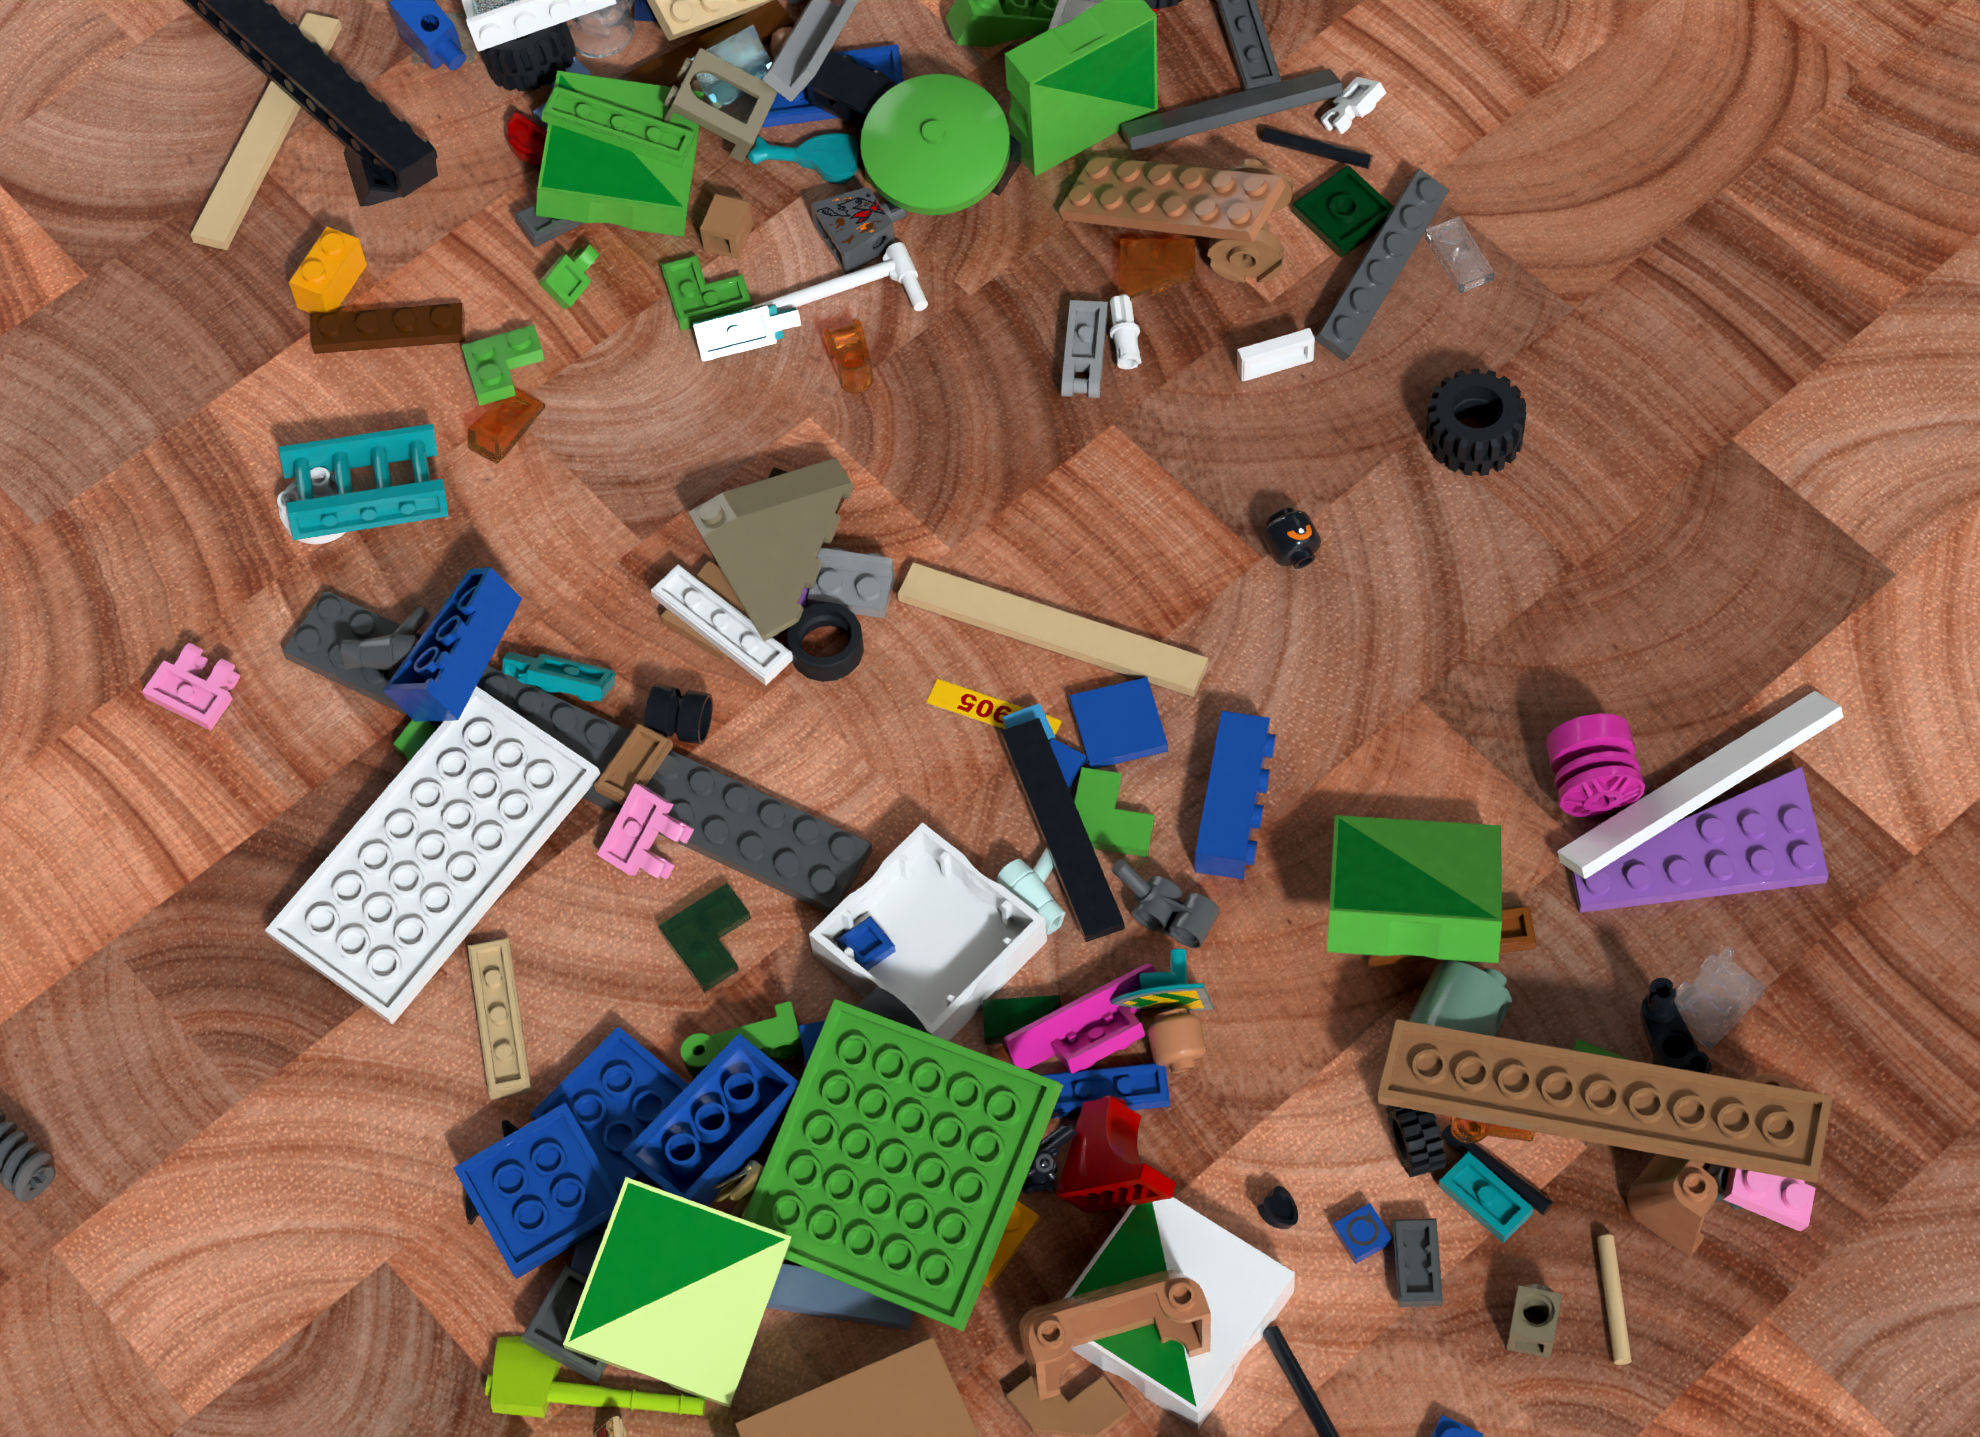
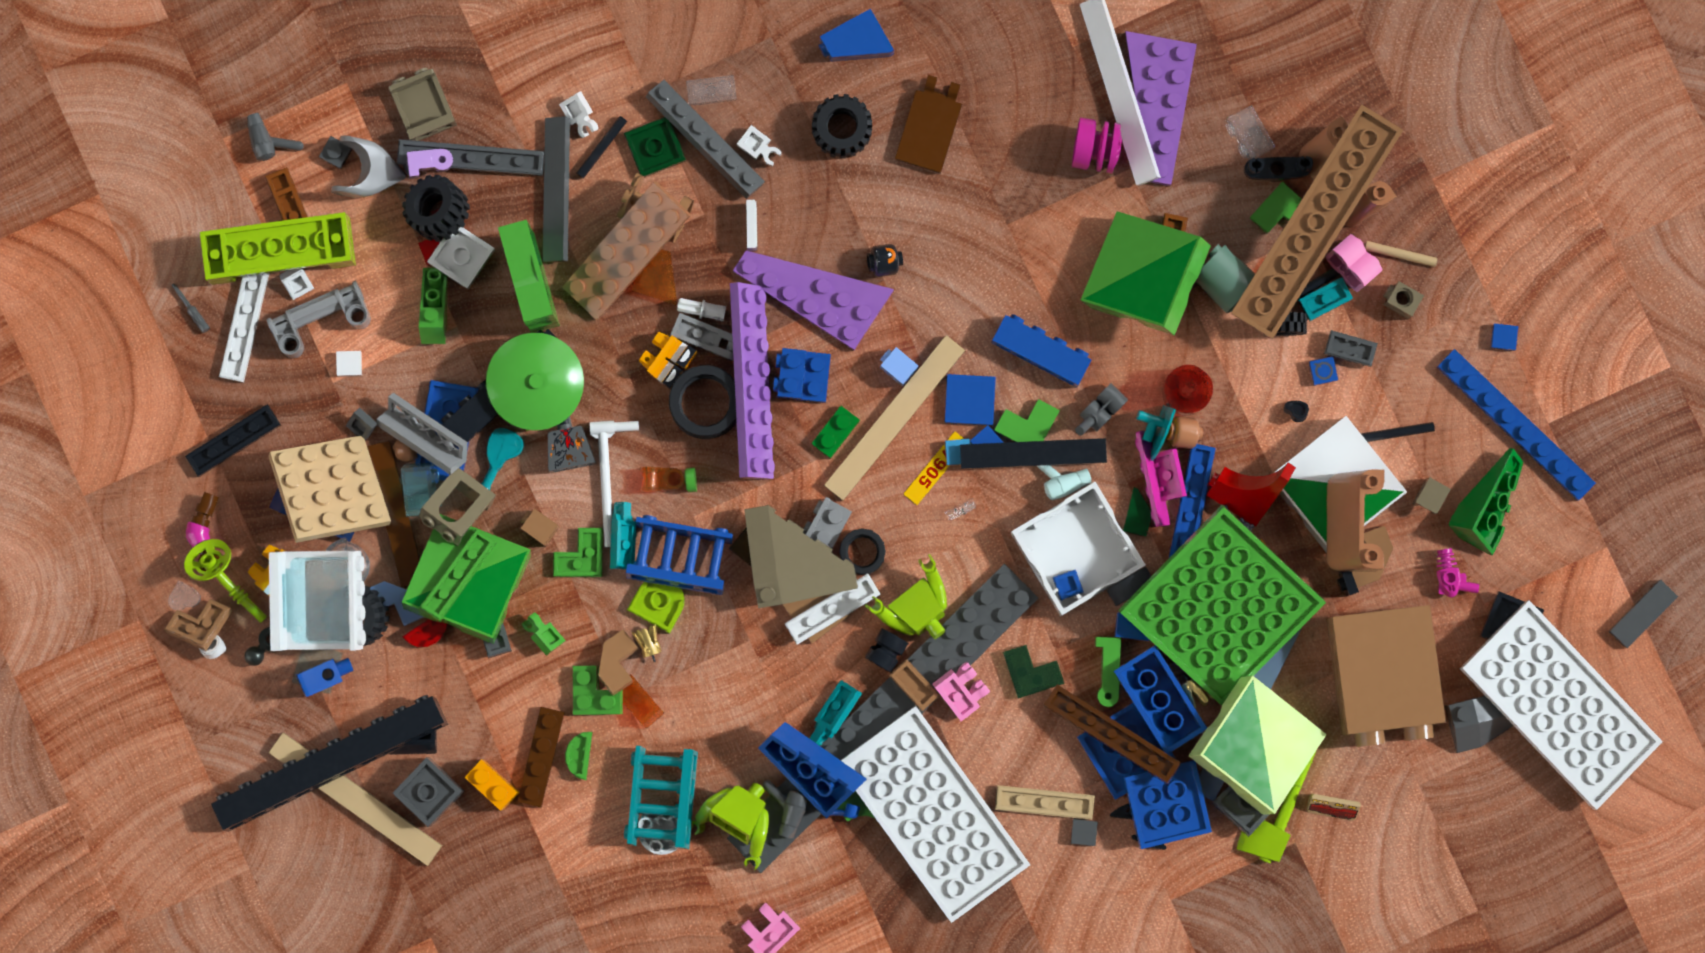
camera: 80 degrees left, 25 degrees up
(296, 198) = (428, 792): none -> dark grey container
(357, 586) = (740, 815): none -> lime torso
(402, 369) = (578, 754): none -> bright green plate
(409, 737) = (851, 811): none -> blue hand
(464, 1090) = (1084, 832): none -> dark grey tile
(569, 366) = (611, 671): none -> medium nougat tile
(596, 406) = (648, 642): none -> pearl gold piece
(633, 1068) = (1112, 734): none -> reddish brown plate
(663, 407) = (658, 604): none -> lime tile
(708, 418) = (687, 578): none -> blue fence
(761, 737) = (918, 607): none -> lime torso
(861, 389) = (691, 480): none -> bright green tile
(938, 756) = (961, 509): none -> clear tile
(978, 332) = (675, 401): none -> black tyre
(1001, 558) = (835, 432): none -> green plate
(1007, 1374) = (1347, 583): none -> black plate
(1030, 311) = (672, 350): none -> hips
(1035, 413) = (752, 381): none -> medium lavender plate
(1072, 486) = (802, 375): none -> blue plate
(1134, 604) = (898, 366): none -> light blue brick
(1201, 489) = (827, 300): none -> medium lavender wing
(1247, 1021) = (1195, 379): none -> clear red brick
(1400, 329) = (756, 143): none -> white plate
(1530, 545) = (929, 127): none -> reddish brown tile
(1565, 1219) = (1354, 262): none -> bright pink brick
(1618, 407) = (856, 40): none -> blue slope

